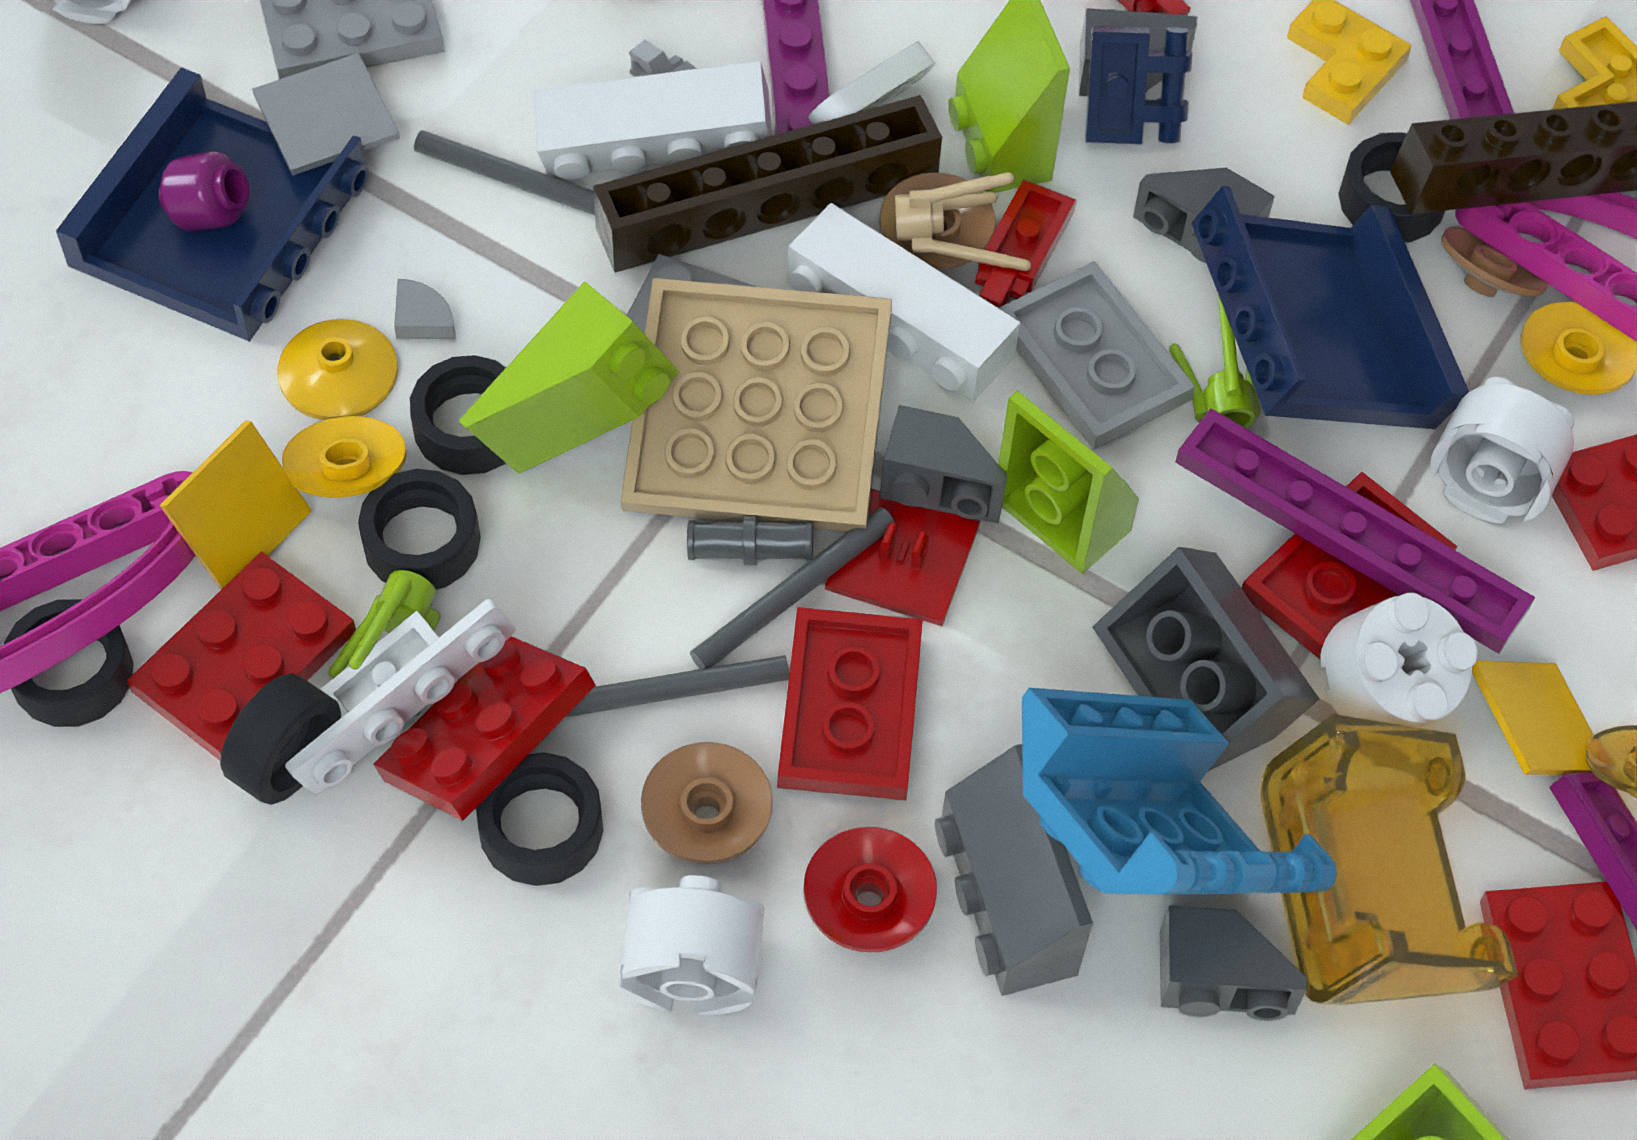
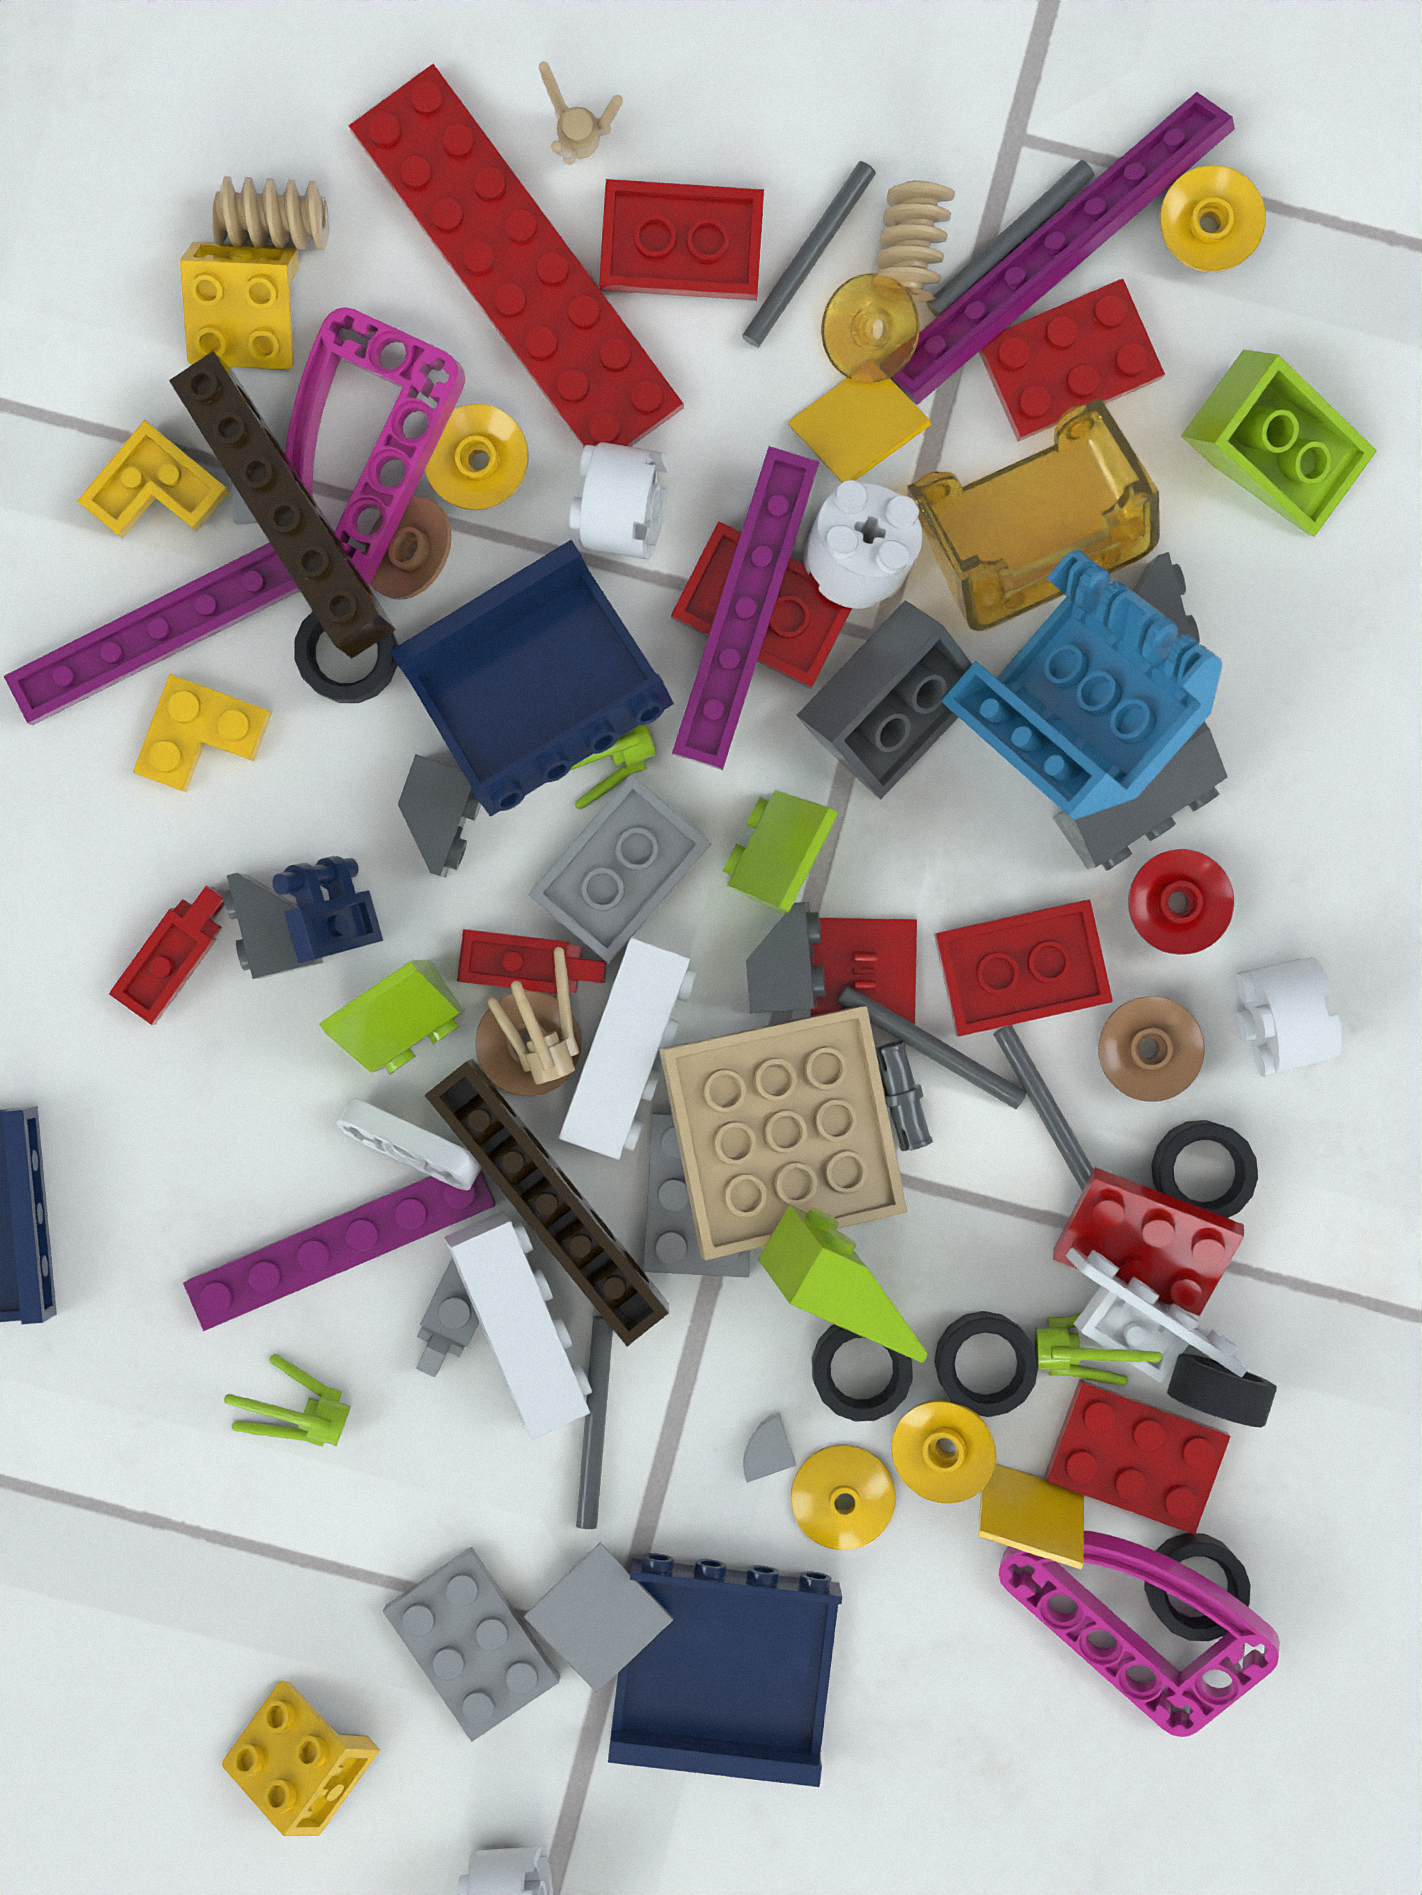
camera: 105 degrees left, 30 degrees up
(203, 191) = (727, 1683): magenta head -> none

